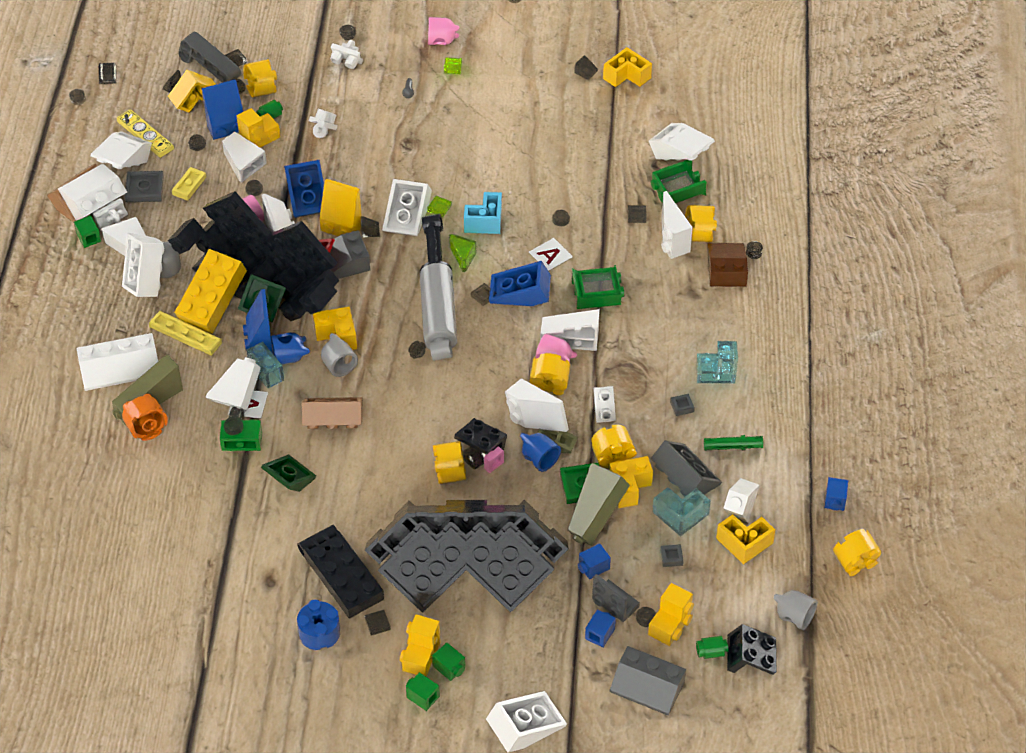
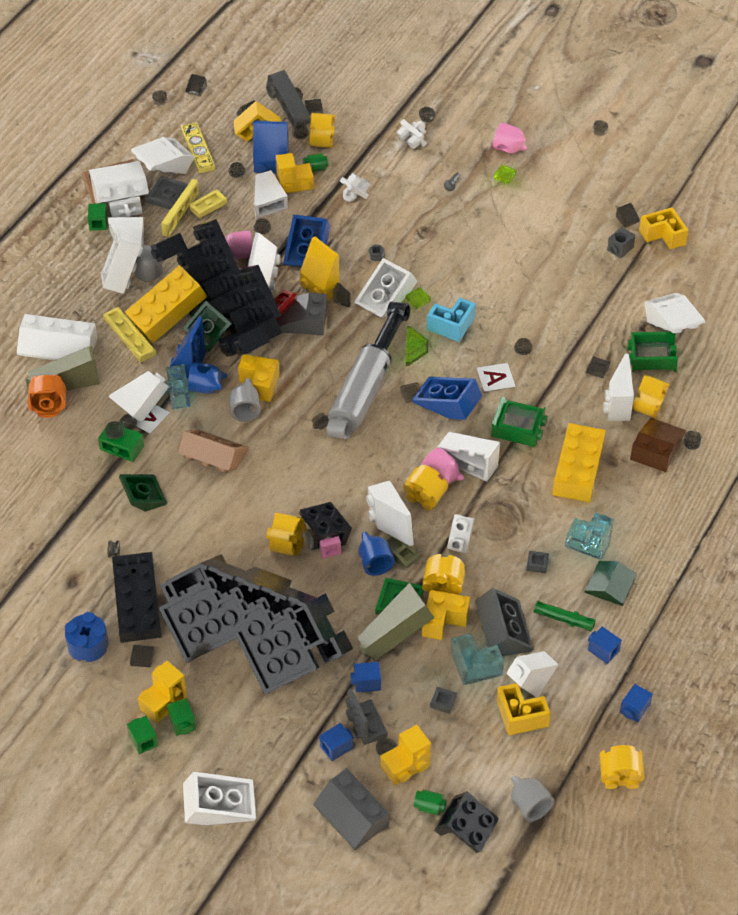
camera: 25 degrees right, 0 degrees up
(164, 196) = (180, 208): none -> light yellow tile
(293, 535) = (113, 548): none -> clear smoke bush
(380, 177) = (378, 256): none -> dark grey bush
(594, 94) = (621, 242): none -> dark grey brick
(670, 304) = (579, 462): none -> yellow brick
(754, 399) = (611, 582): none -> slope
(781, 454) = (604, 644): none -> blue brick

